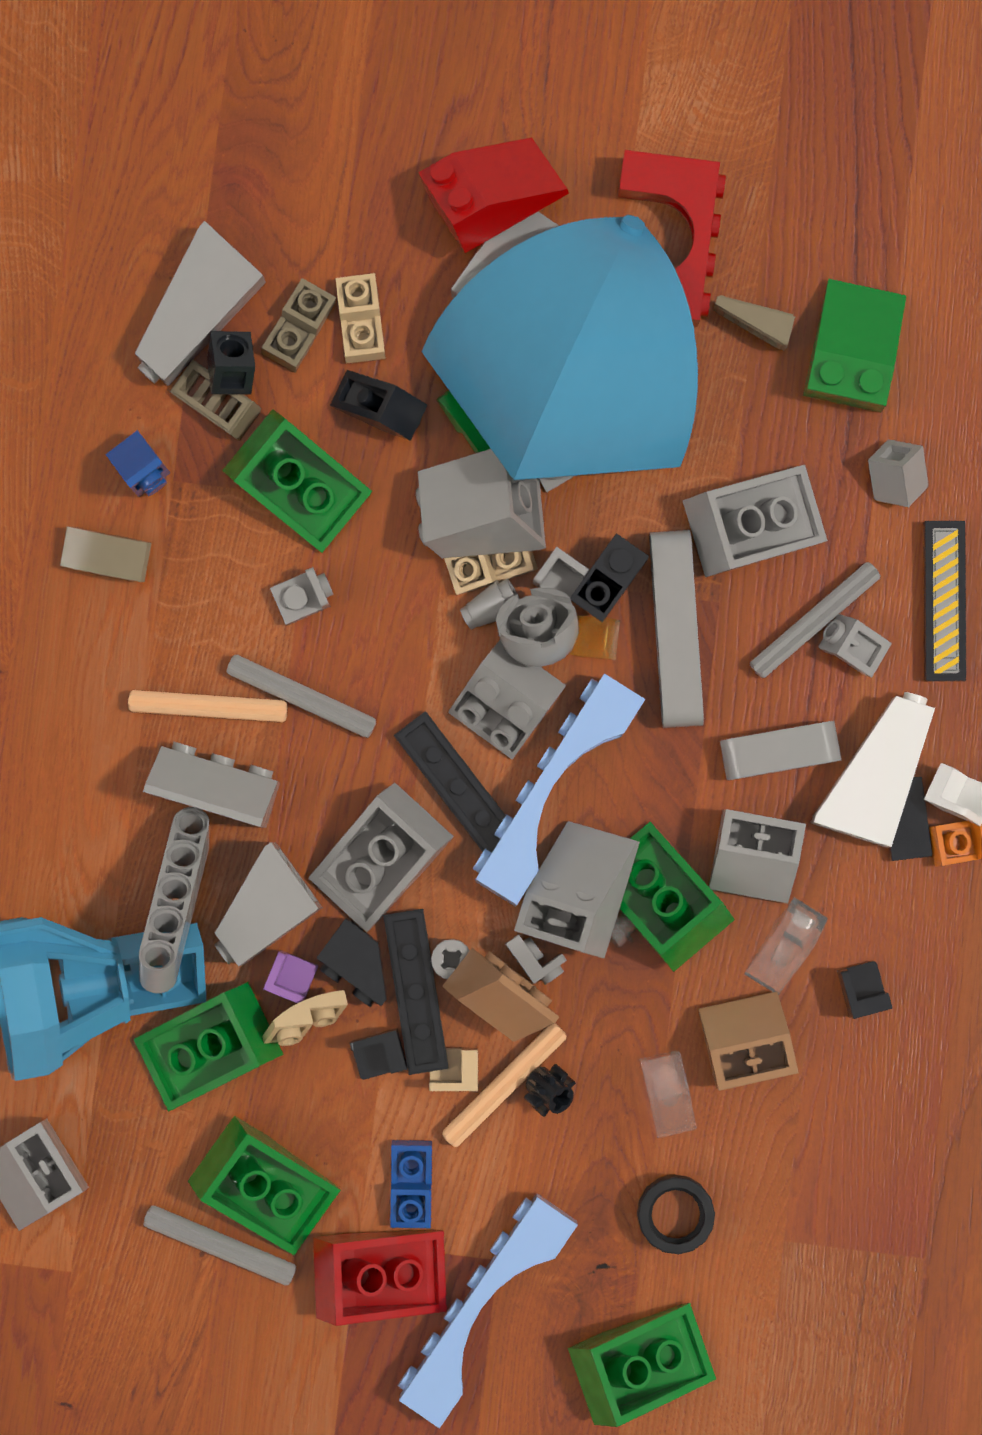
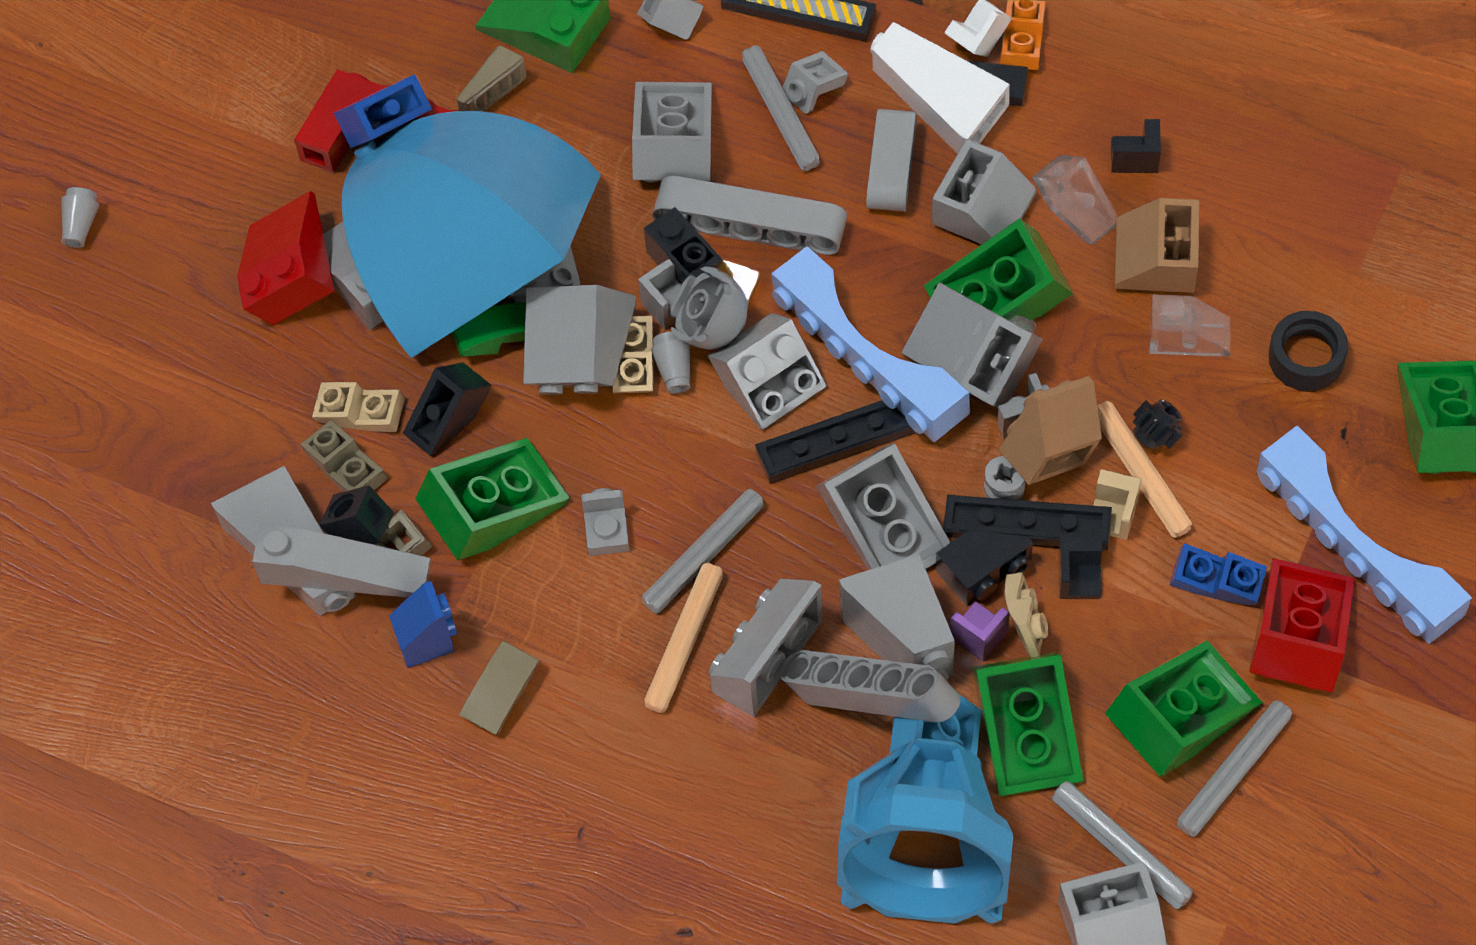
camera: 70 degrees left, 25 degrees down
(115, 1162) = (1121, 843): none -> light grey axle
(167, 369) = (335, 563): none -> light grey slope
(672, 229) = (382, 111): none -> blue slope

